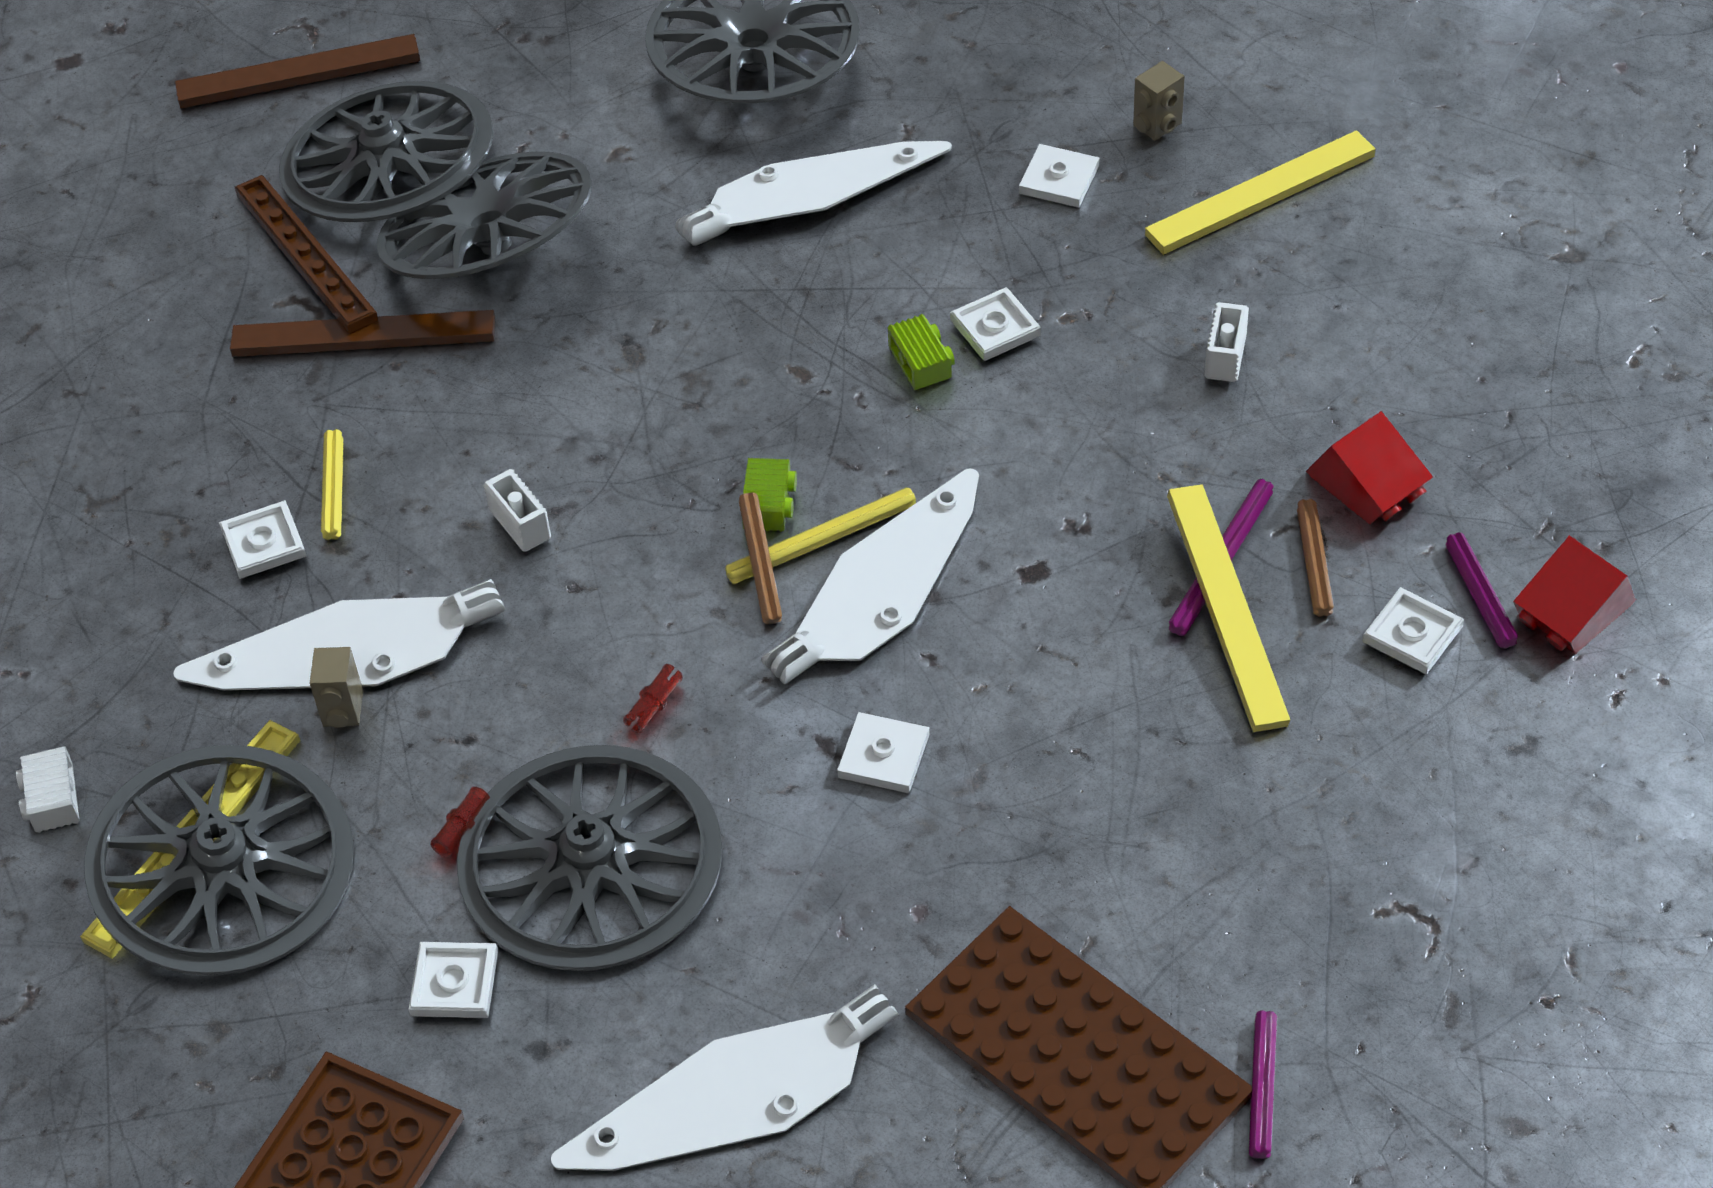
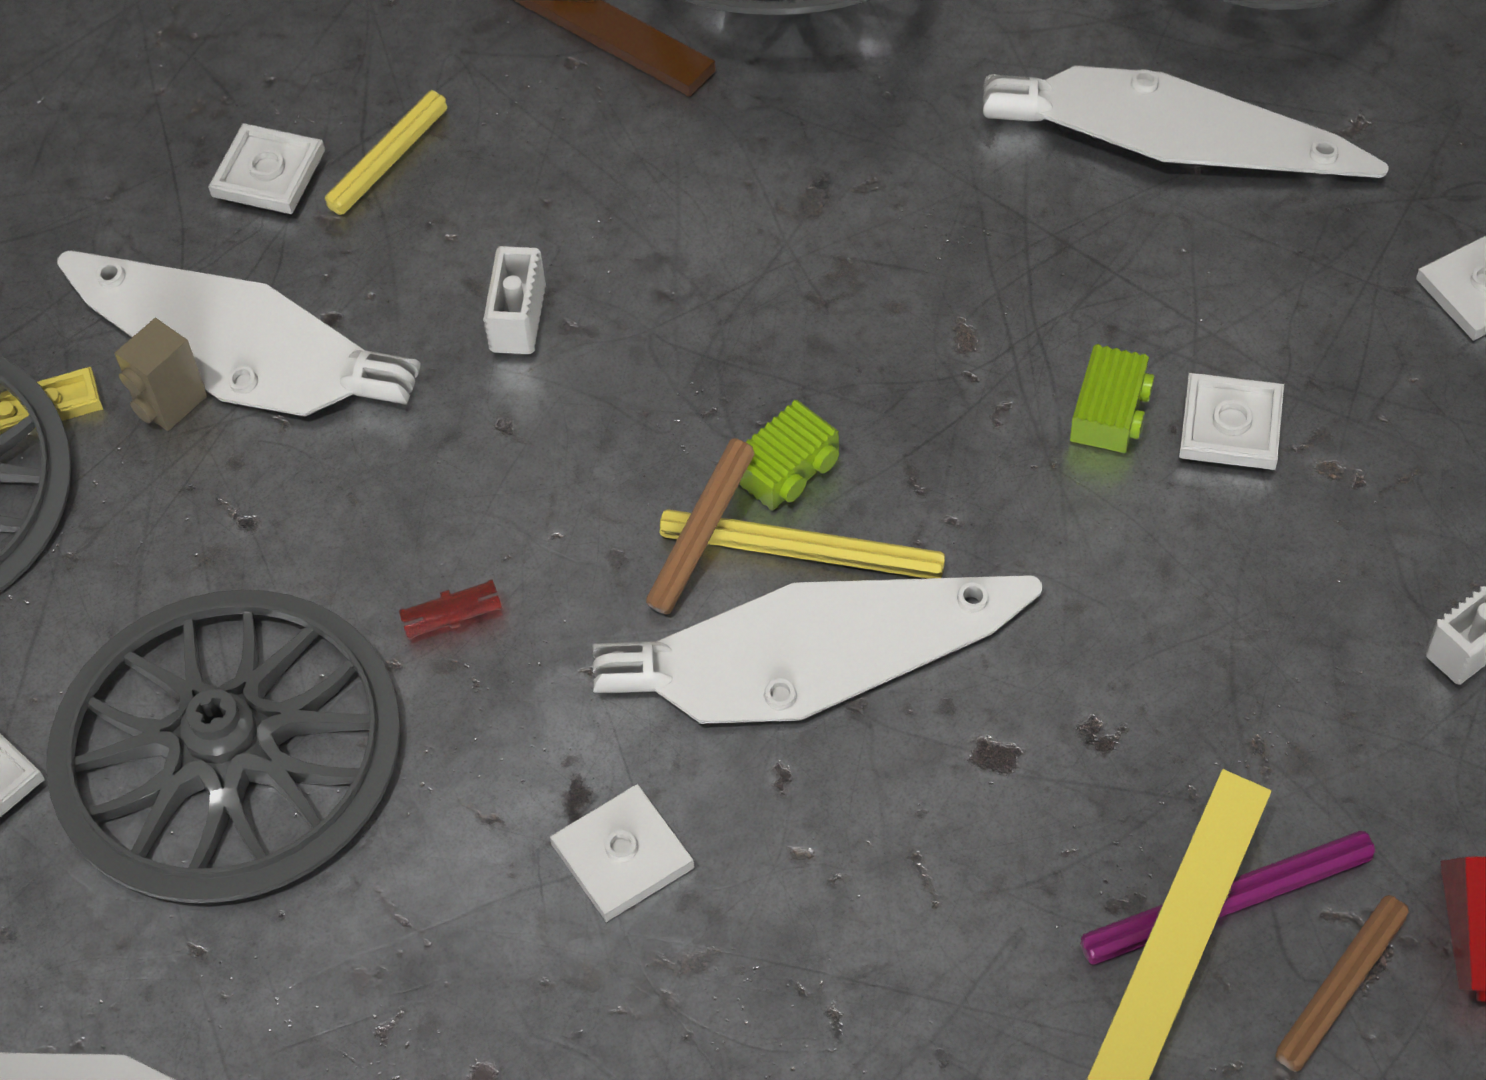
camera: 40 degrees right, 5 degrees up
(459, 821) = (141, 607): clear red pin -> none

